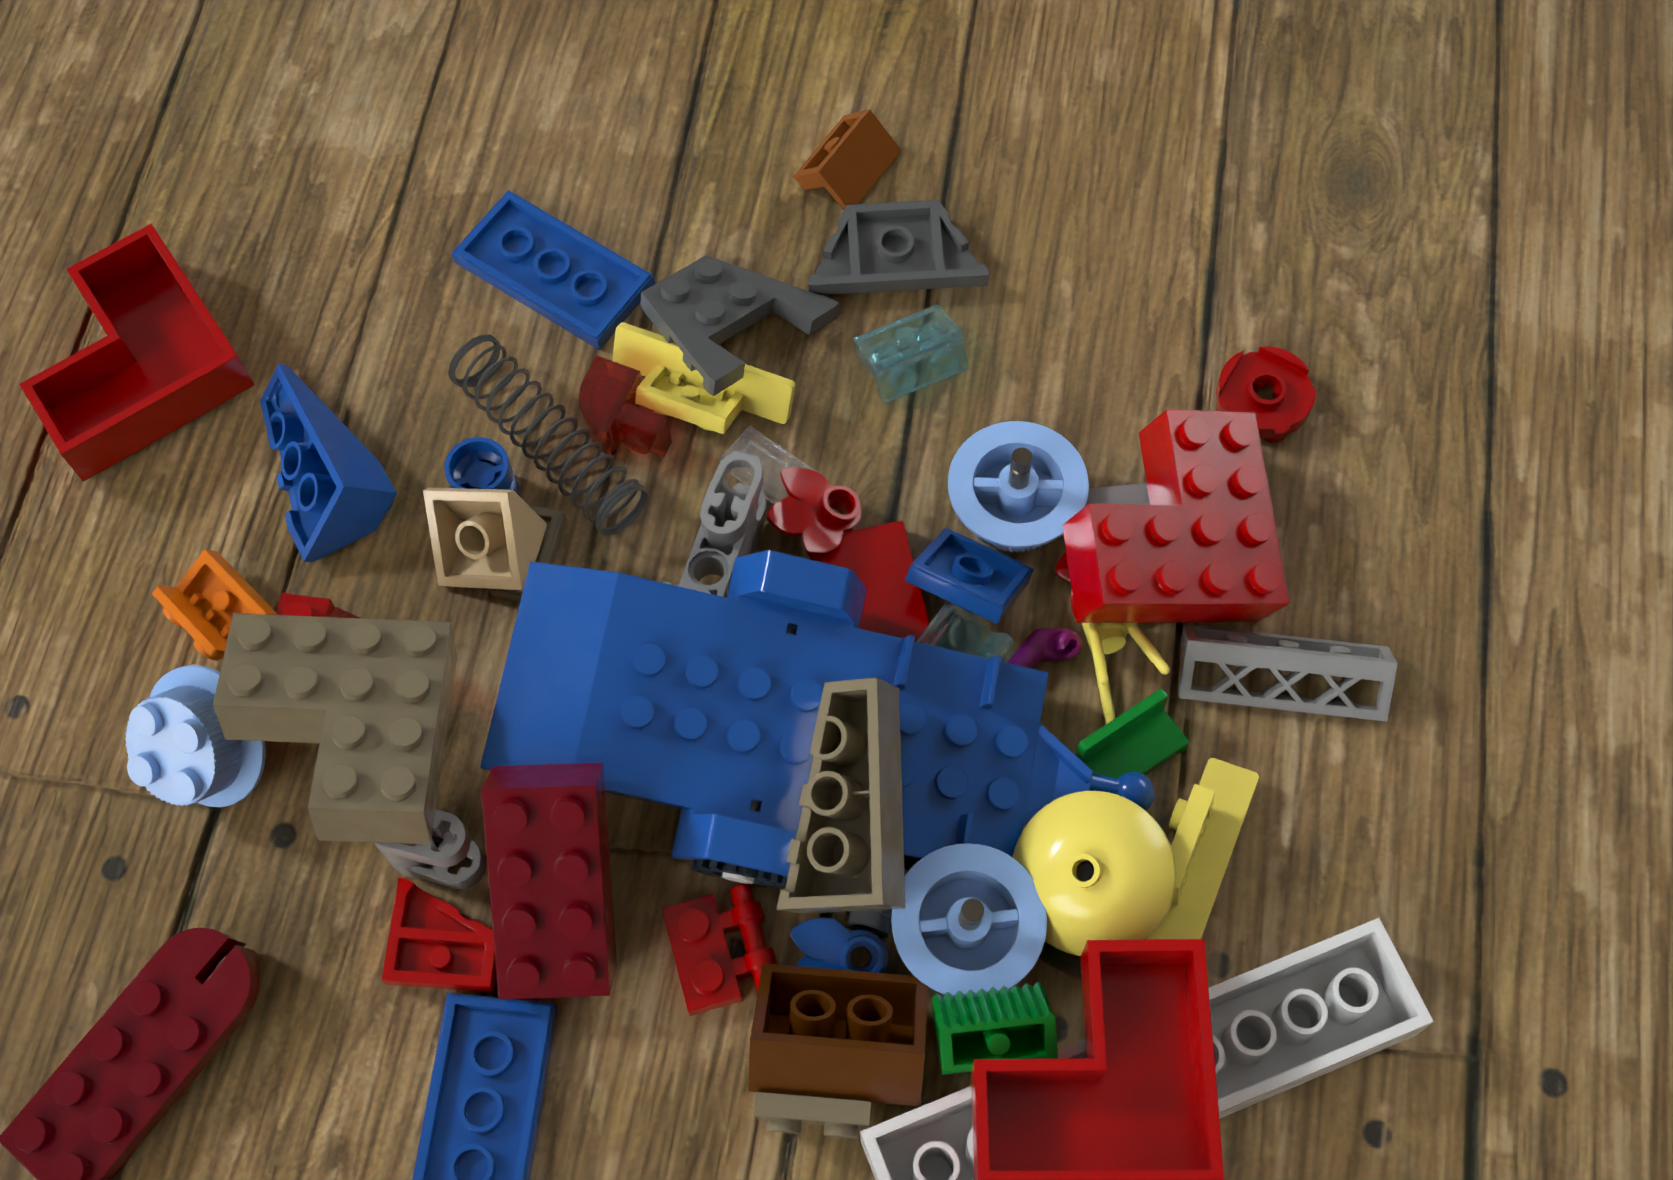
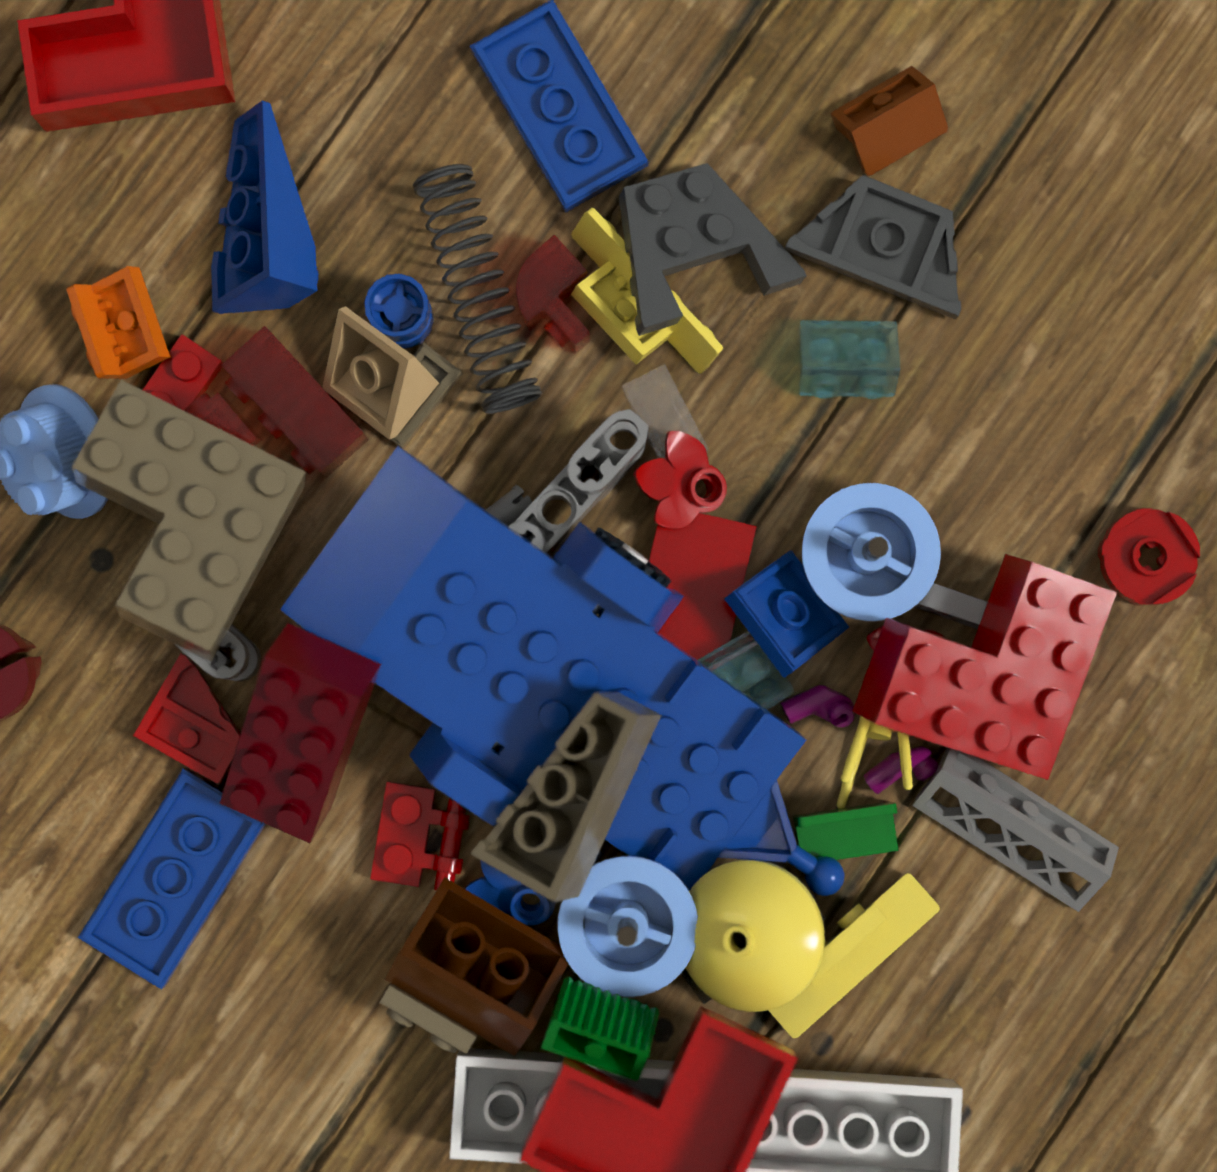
camera: 20 degrees right, 20 degrees up
(398, 589) = (293, 404): none -> clear red brick
(1143, 670) = (889, 769): none -> magenta arm

